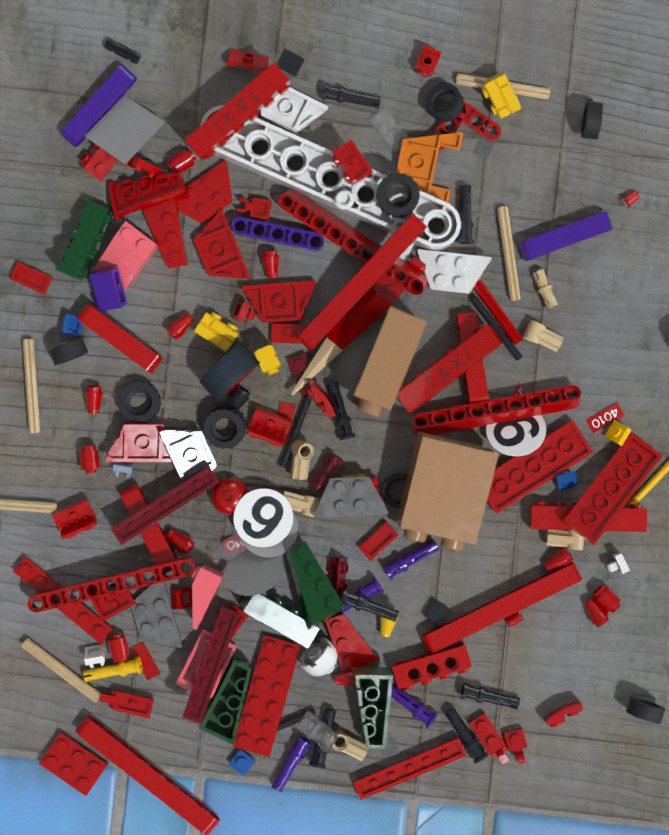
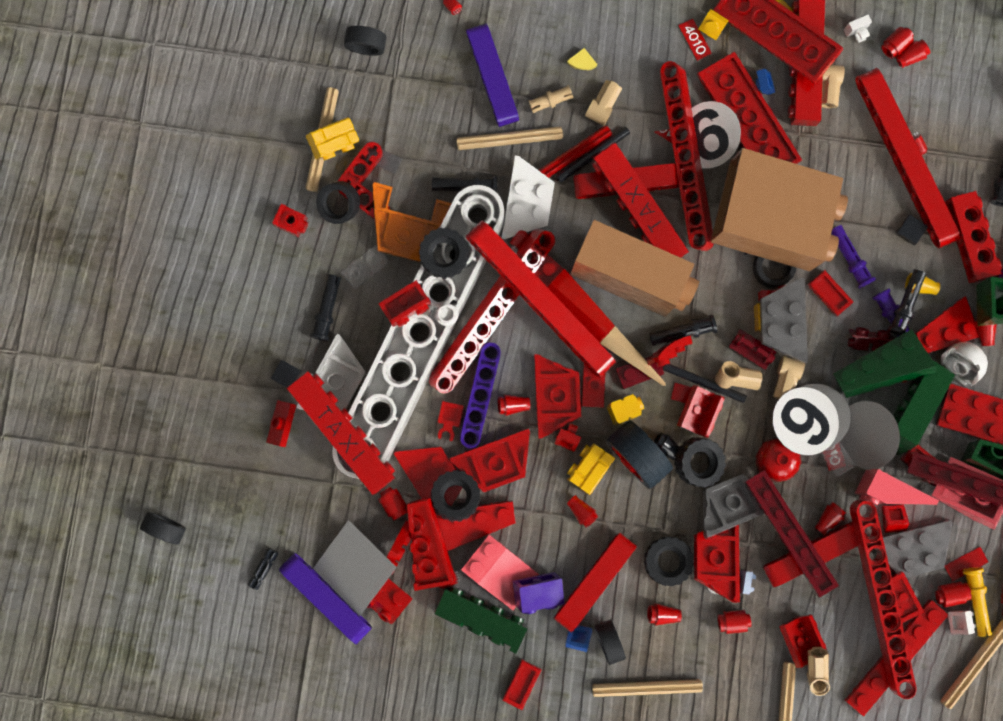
camera: 90 degrees left, 5 degrees down
(49, 530) = (818, 671): none -> tan piece
(188, 199) = (455, 479): none -> black tyre
(559, 559) = (854, 93): red cone -> none
(581, 316) = (582, 61): none -> light yellow tile

